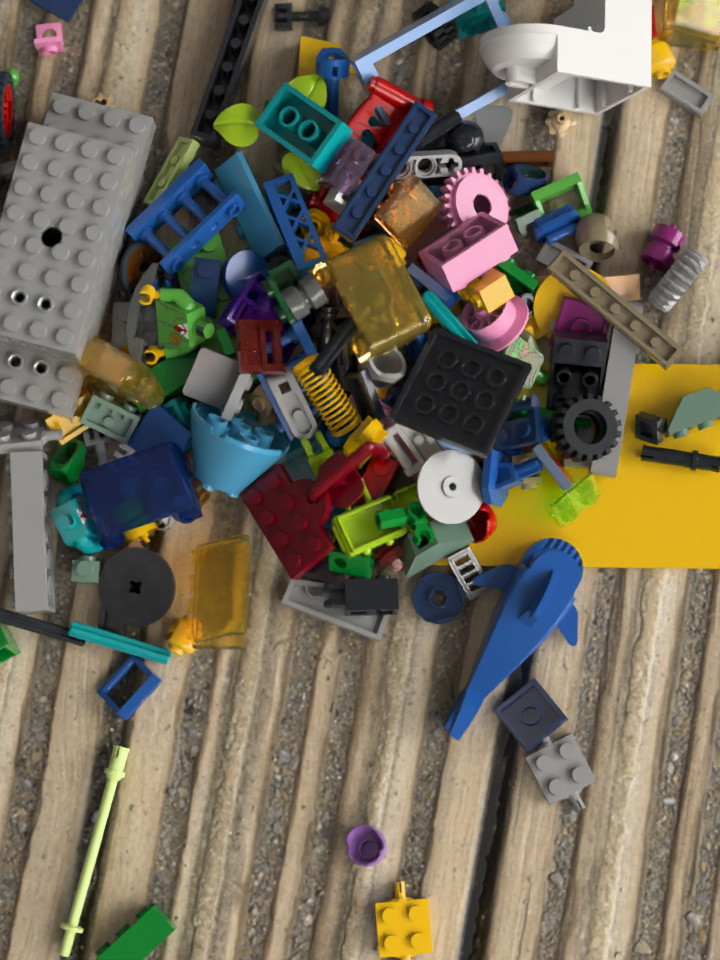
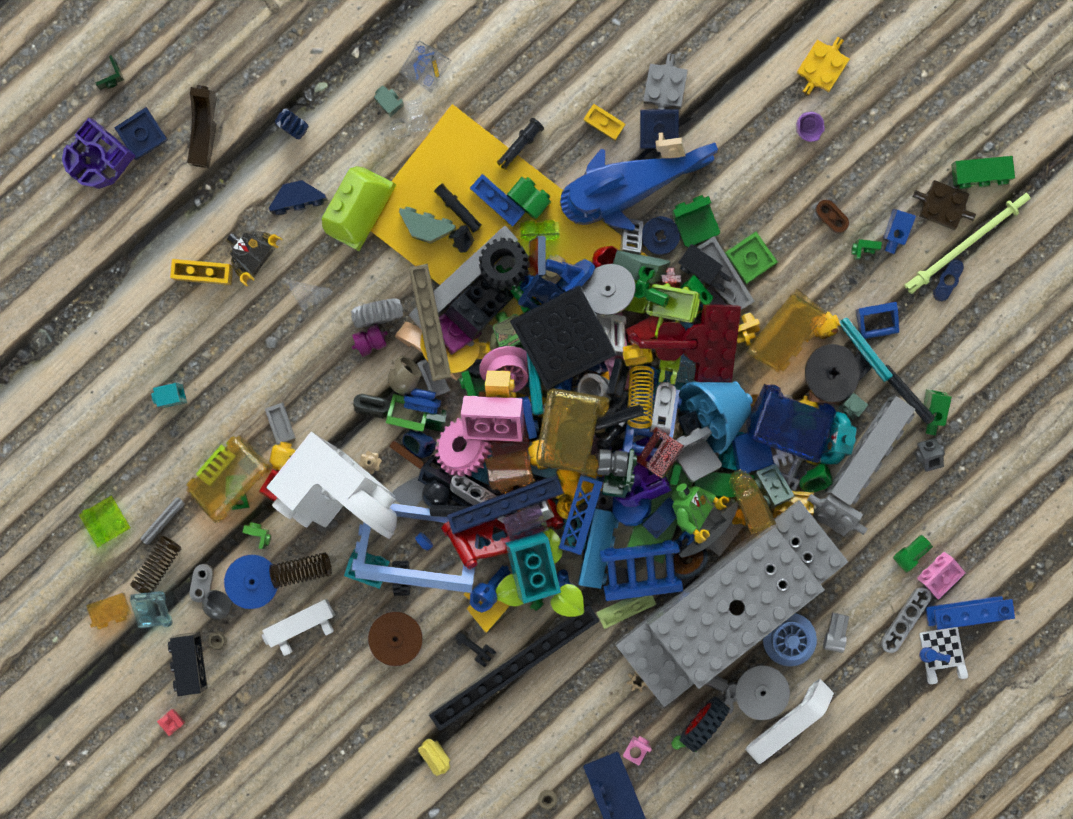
camera: 140 degrees left, 5 degrees up
(81, 774) = (943, 291): none -> dark blue piece
(150, 873) = (944, 205): none -> dark brown plate
(184, 814) = (901, 221): none -> blue torso
(200, 760) = (867, 245): none -> green bracket
(254, 413) = (688, 421): none -> black bracket
(258, 152) = (563, 578): none -> blue arm
(265, 572) = (748, 329): none -> yellow hips
(266, 763) = (833, 215): none -> reddish brown plate
(321, 650) = (751, 257): none -> bright green tile
(411, 643) = (695, 221): none -> green bracket
(439, 83) = (424, 541): none -> blue tile
(502, 698) = (671, 147): none -> tan bracket
(596, 676) = (604, 122): none -> yellow plate
(606, 183) = (371, 405): none -> pearl dark grey piece
(613, 527) = (529, 198): none -> green brick
(645, 499) = (497, 200): none -> blue plate
(668, 593) = (525, 137): none -> black pin

